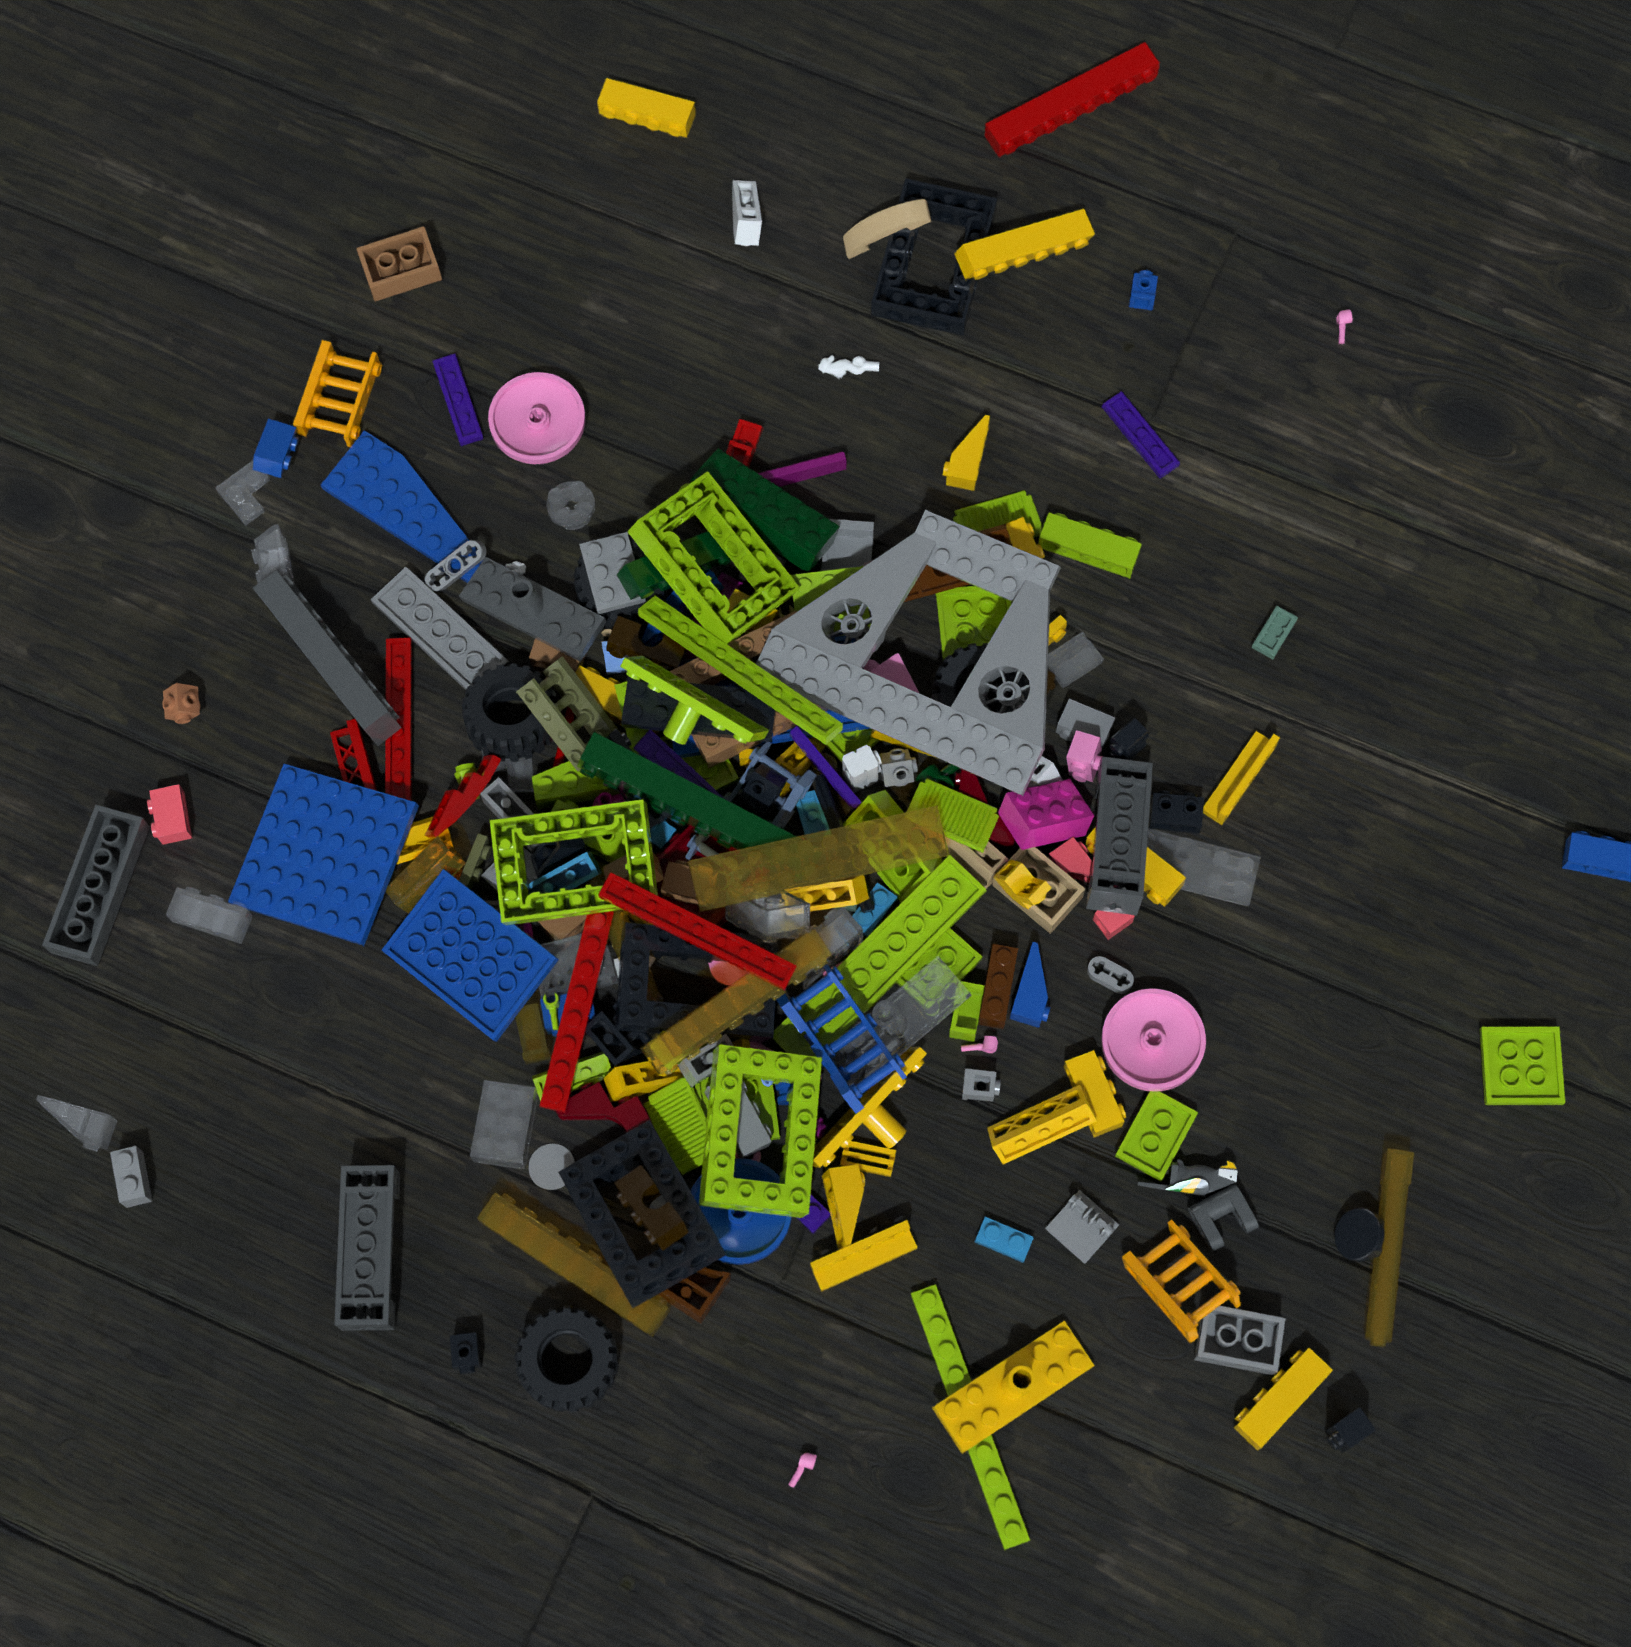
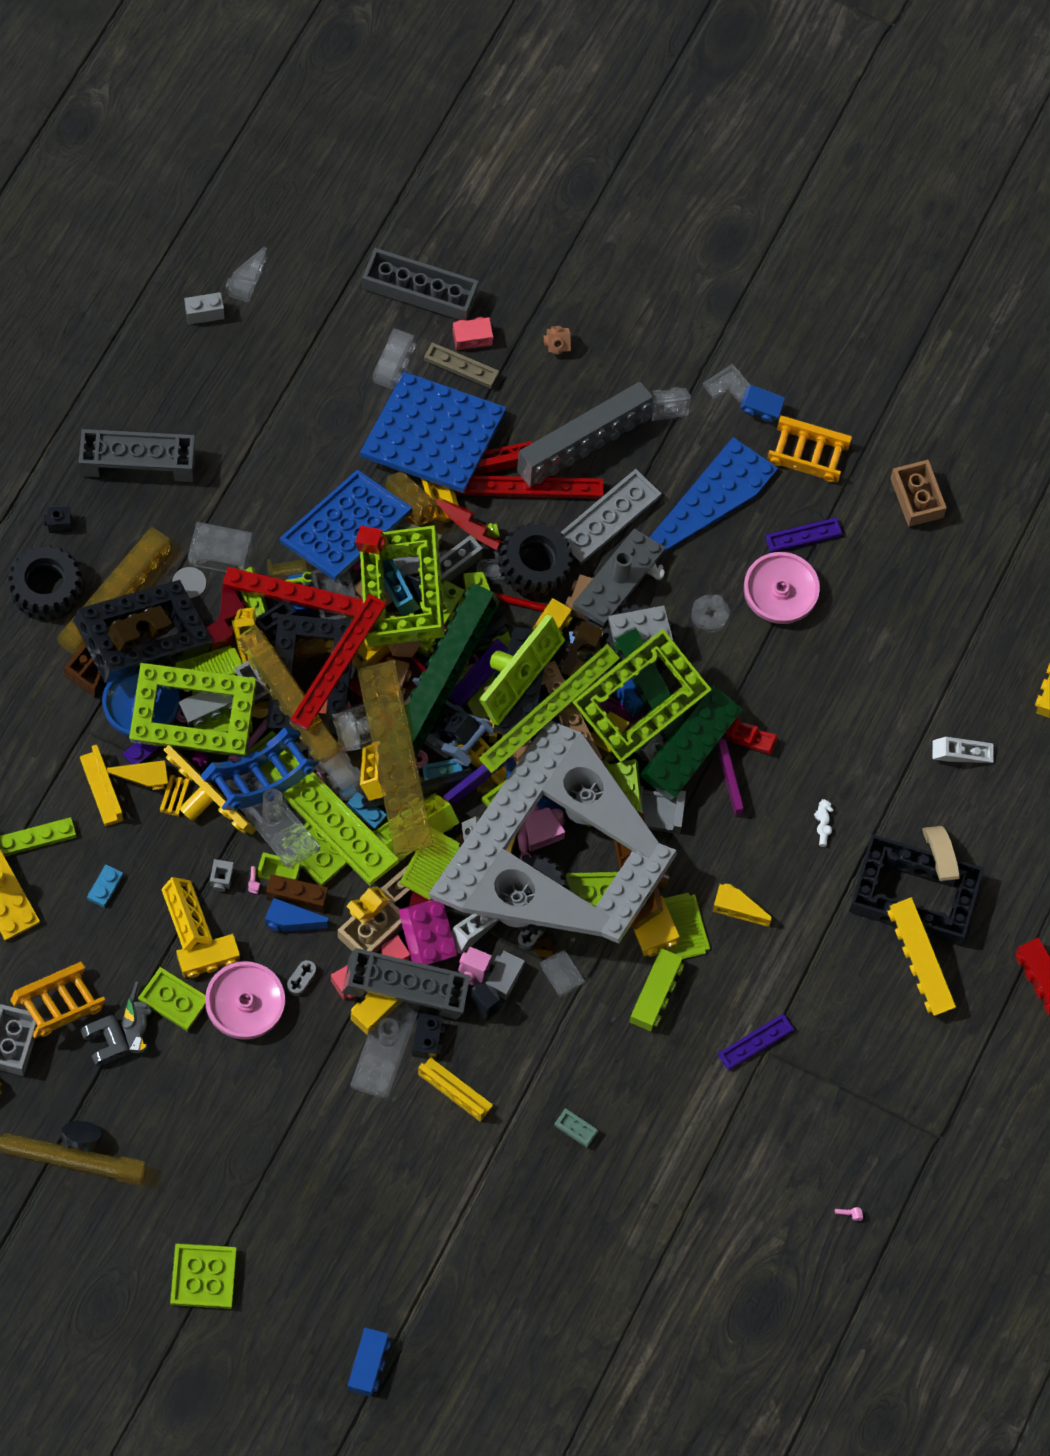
camera: 85 degrees right, 5 degrees down
(218, 827) = (461, 365): none -> dark tan plate
(466, 565) = (659, 533): light grey beam -> none
(514, 900) = (370, 540): none -> red brick
(578, 699) = (545, 601): olive fence -> none
(622, 1070) = (245, 617): none -> yellow tile
(861, 768) = (474, 801): white brick -> none
(1057, 629) = (585, 959): yellow plate -> none
(1082, 1226) = (109, 941): light grey hinge -> none
(1143, 290) = (880, 1058): blue brick -> none

